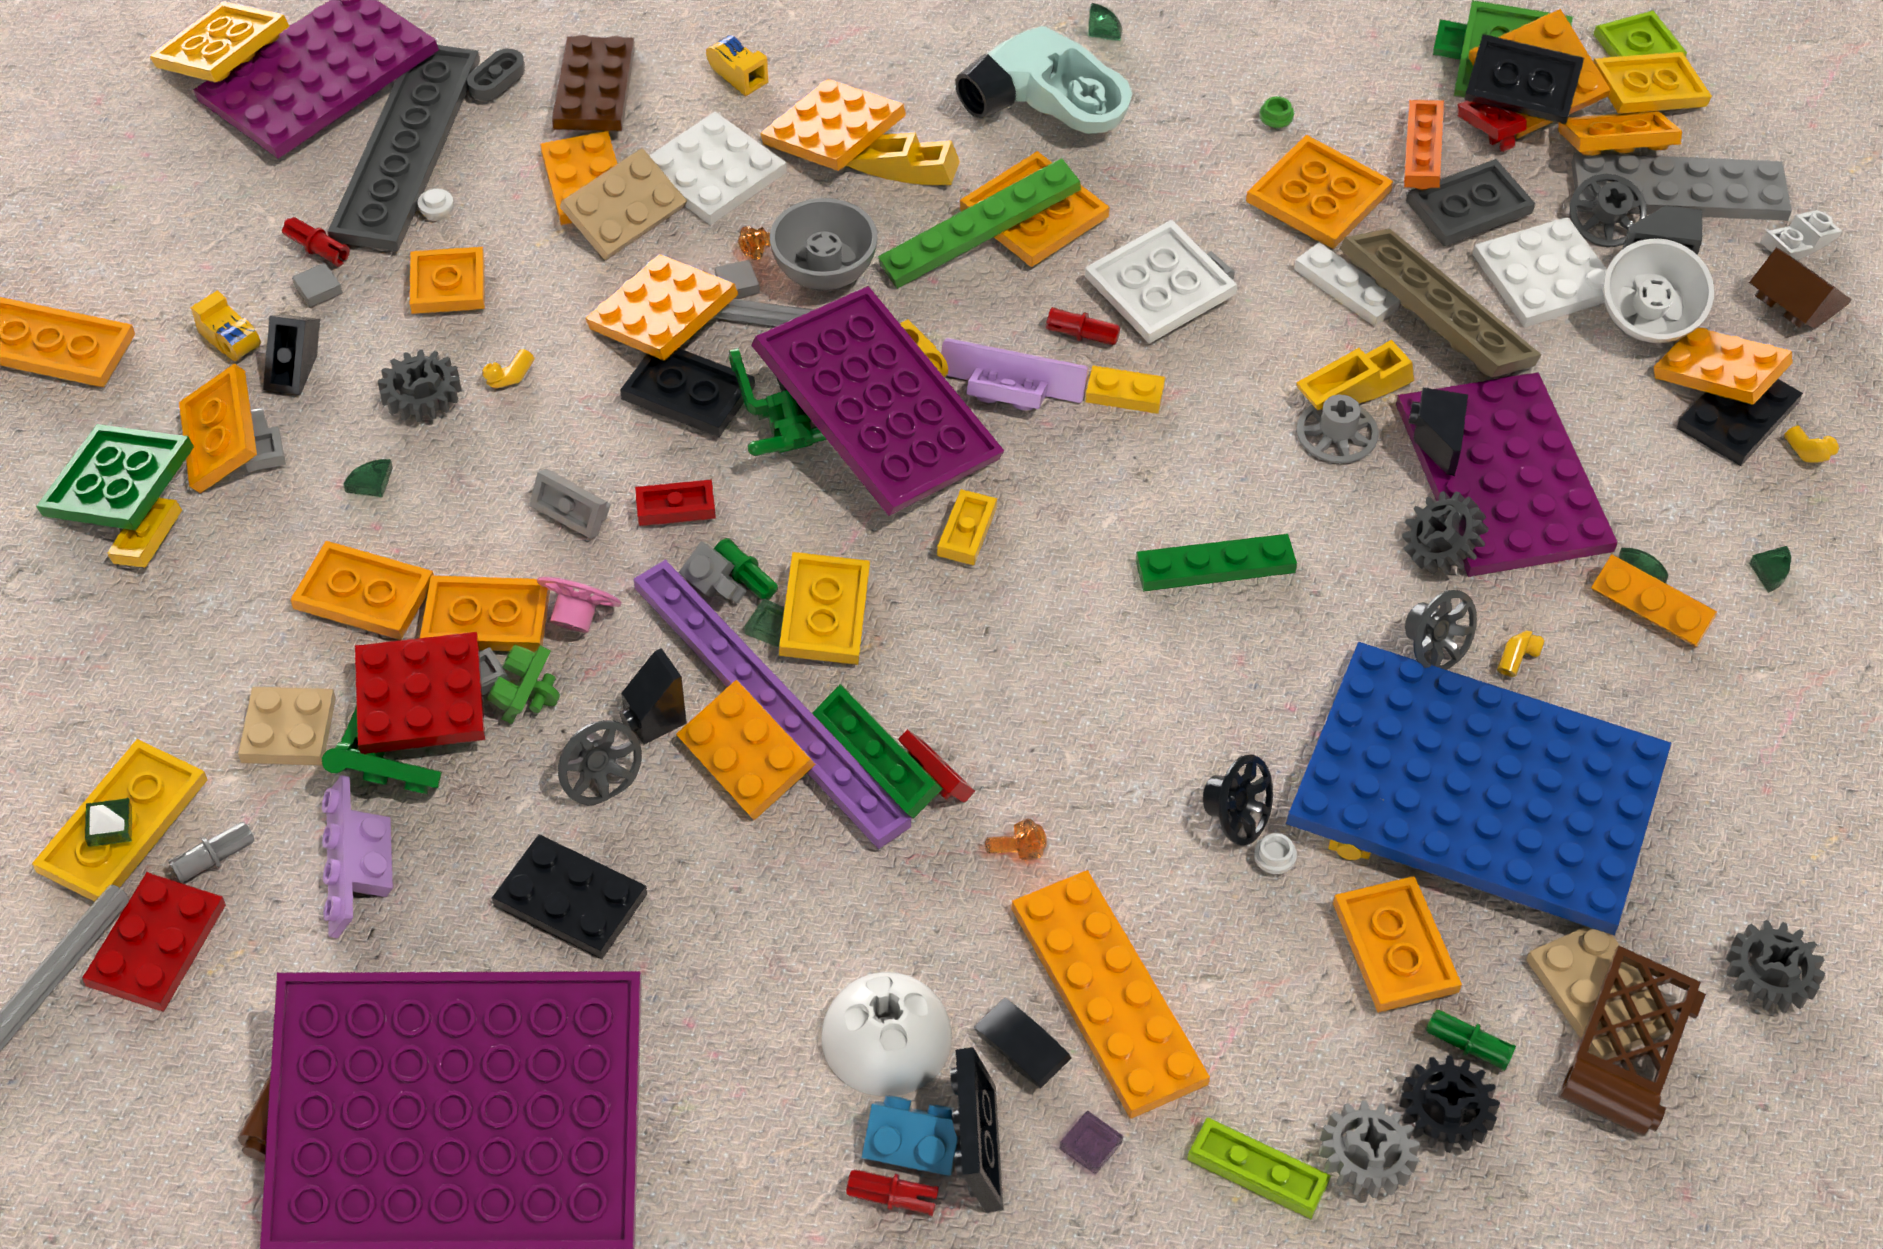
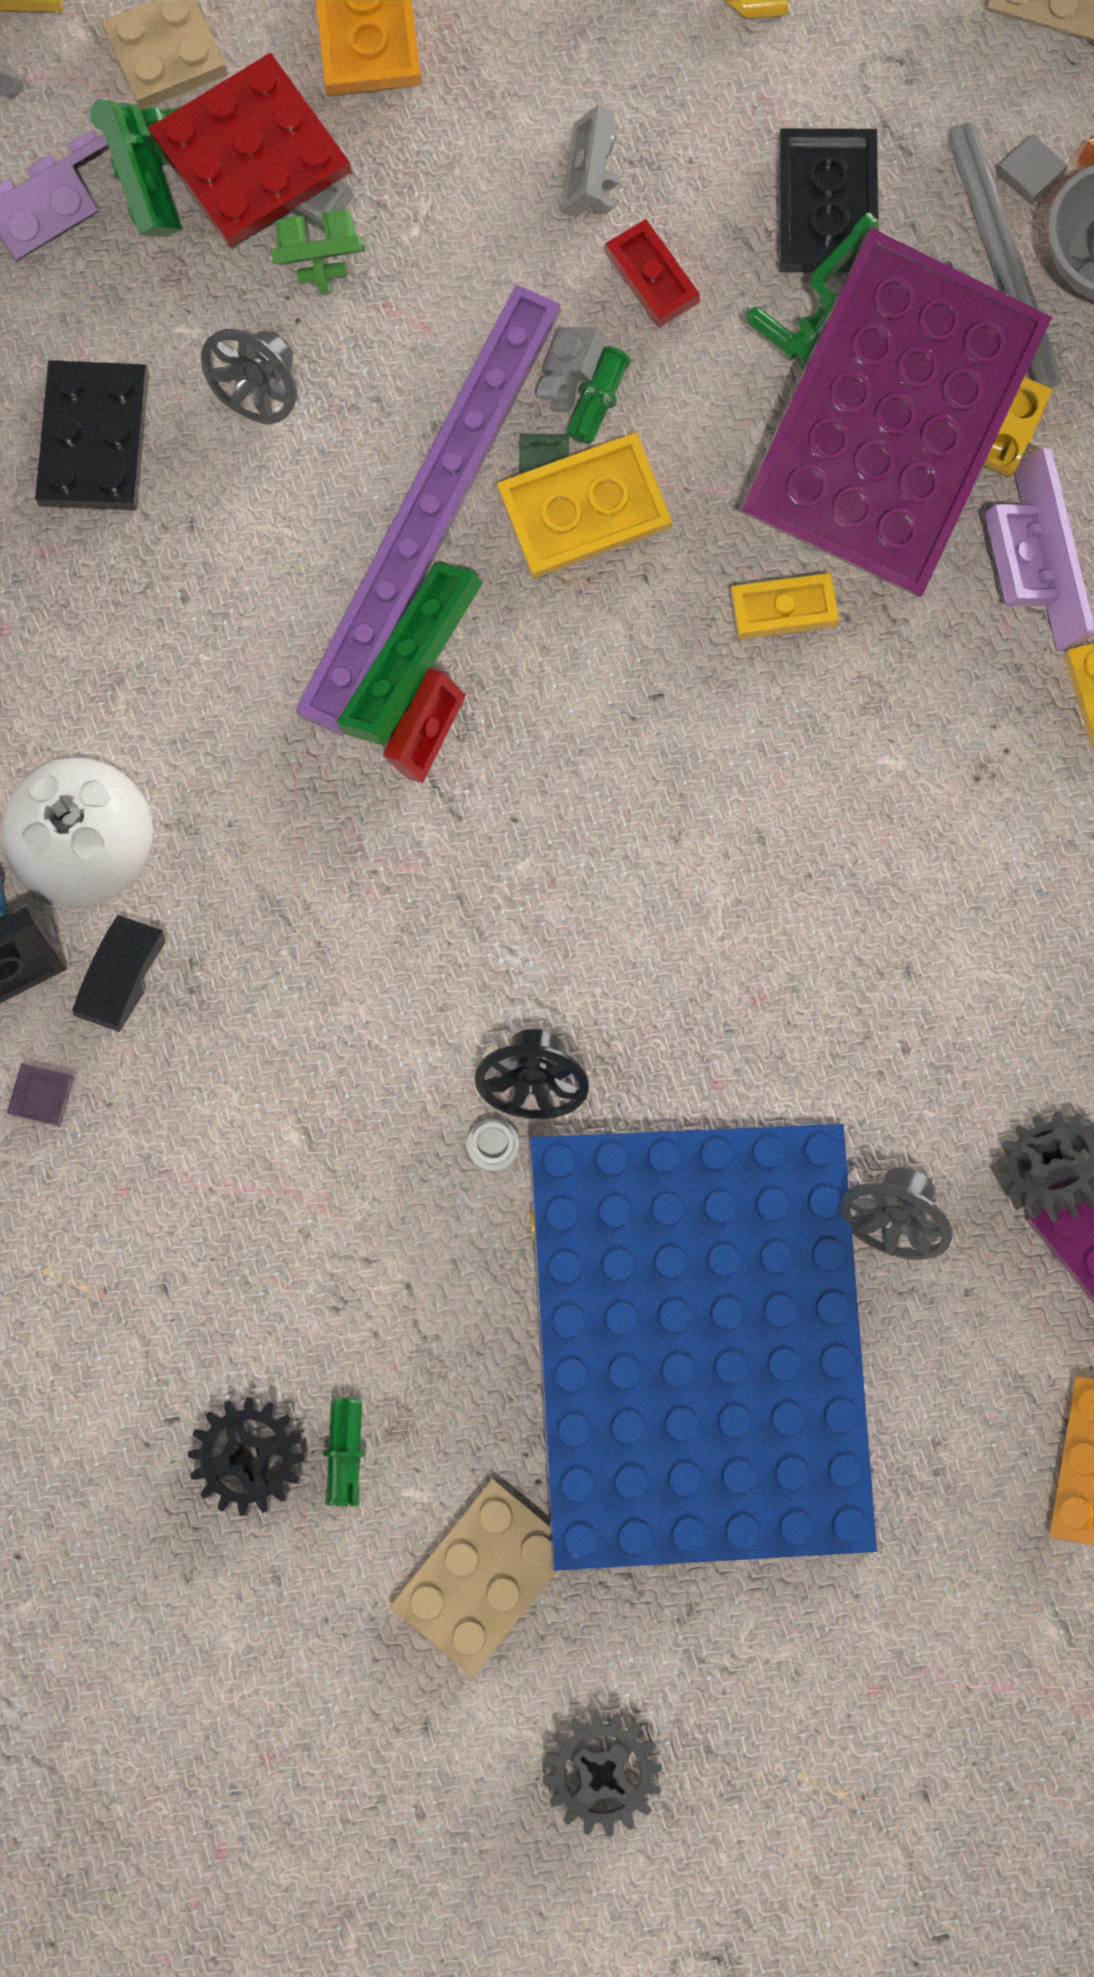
camera: 70 degrees right, 25 degrees up
(497, 608) = (398, 159): light orange plate -> none
(573, 608) = (443, 242): bright pink wheel -> none
(654, 699) = (357, 390): black slope -> none
(661, 306) = (929, 107): light orange plate -> none
(745, 749) = (349, 516): light orange plate -> none
(1027, 841) = (381, 866): clear orange plate -> none
(1110, 994) = (231, 1036): light orange plate -> none
(1216, 562) = (886, 912): green plate -> none
(1259, 1168) = (89, 1281): lime tile -> none
(1369, 1148) = (140, 1367): light grey gear -> none
(1396, 944) = (432, 1324): light orange plate -> none
(1517, 648) = (928, 1316): yellow arm -> none
(1618, 1091) = (343, 1646): reddish brown piece -> none

